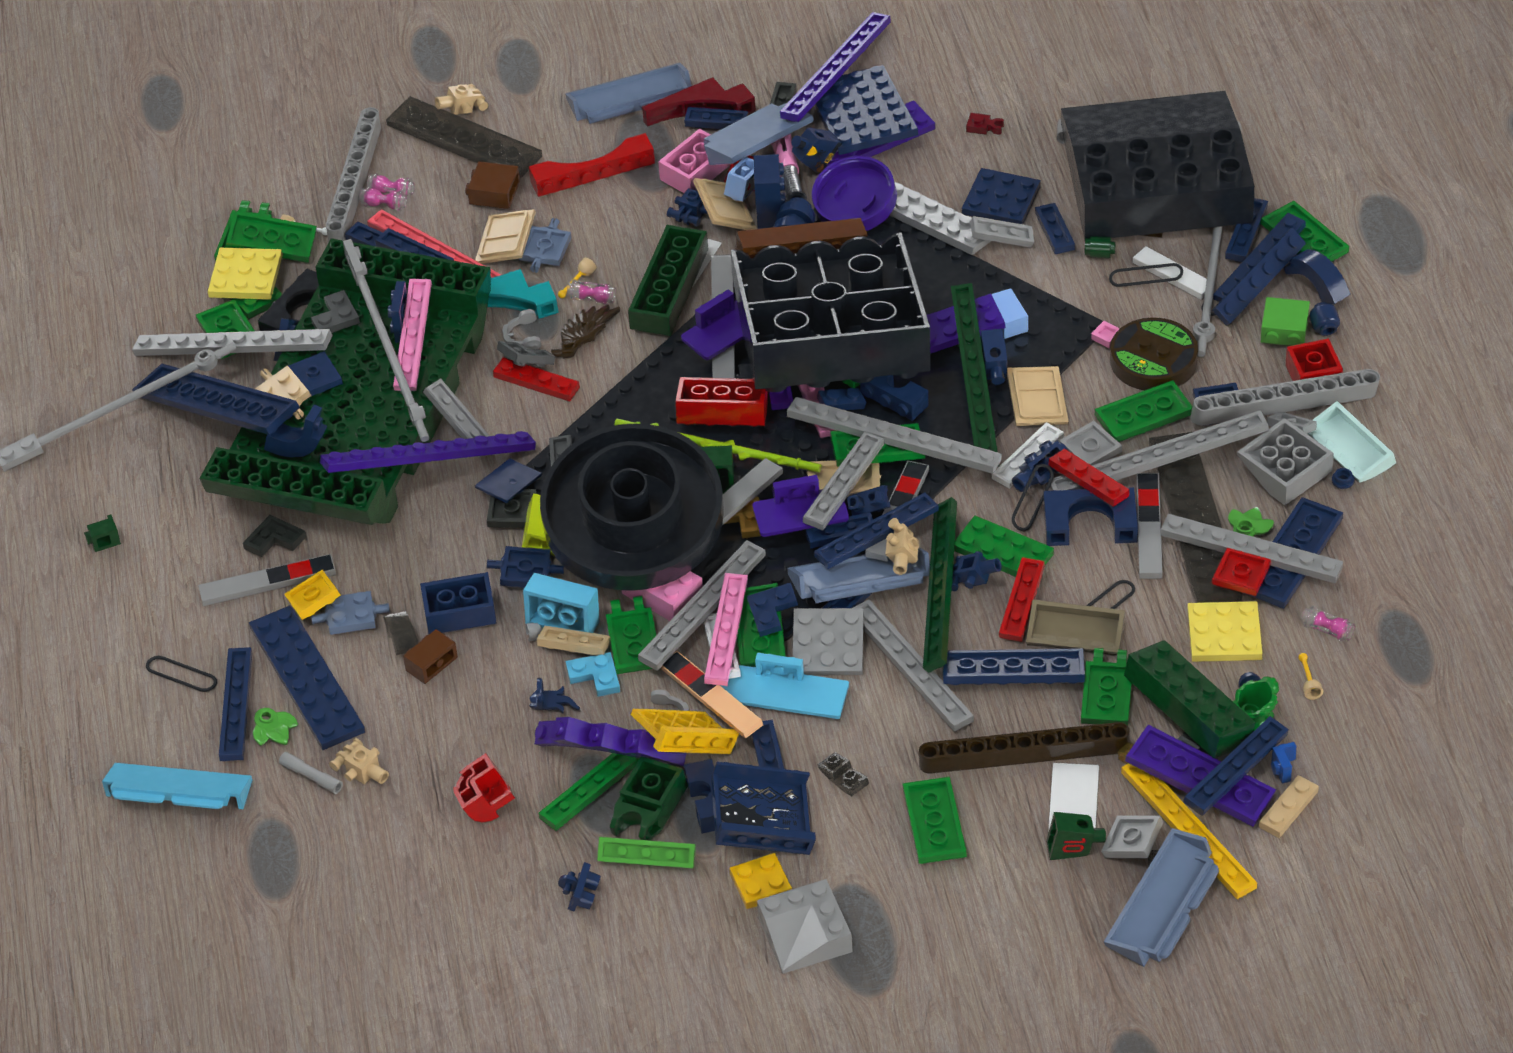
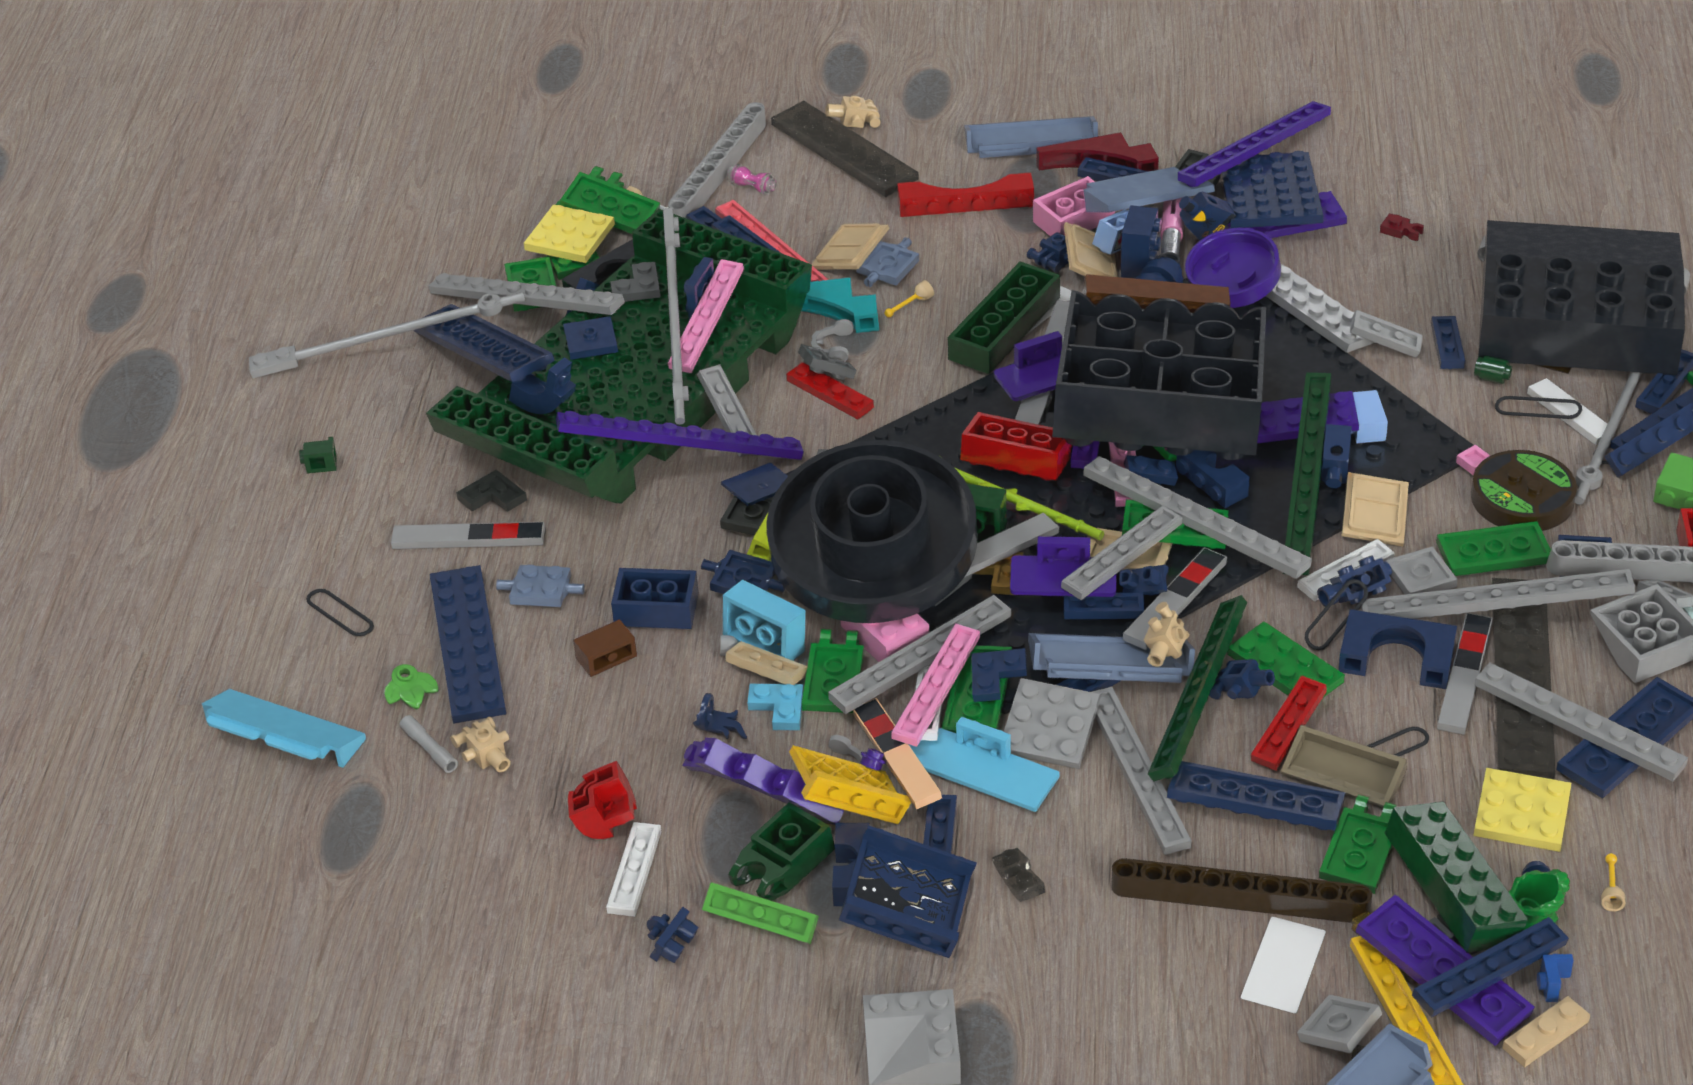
camera: 15 degrees right, 5 degrees down
(235, 704) = (379, 655): dark blue plate -> none
(286, 385) = (554, 339): tan plate -> none
(312, 595) = (505, 558): yellow plate -> none
(373, 197) = (729, 187): clear piece -> none
(401, 631) = (583, 615): clear smoke slope -> none
(493, 185) = (855, 195): reddish brown brick -> none
(527, 840) = (633, 869): none -> white tile
(583, 329) = (897, 351): dark brown animal -> none
(586, 790) = (718, 828): green plate -> none
(601, 293) = (929, 319): clear piece -> none
(694, 704) = (873, 759): none -> dark purple plate
(759, 879) = (880, 972): yellow plate -> none
(875, 531) = (1139, 613): dark blue tile -> none
(934, 820) = (1107, 951): green plate -> none
(1001, 196) = (1398, 300): dark blue plate -> none
(1072, 836) = (1266, 1005): dark green torso -> none
(1089, 477) = (1407, 604): red plate -> none
(1241, 571) = (1560, 744): red plate -> none
(1250, 522) = (1587, 693): bright green plate -> none
(1335, 626) = (1662, 832): clear piece -> none

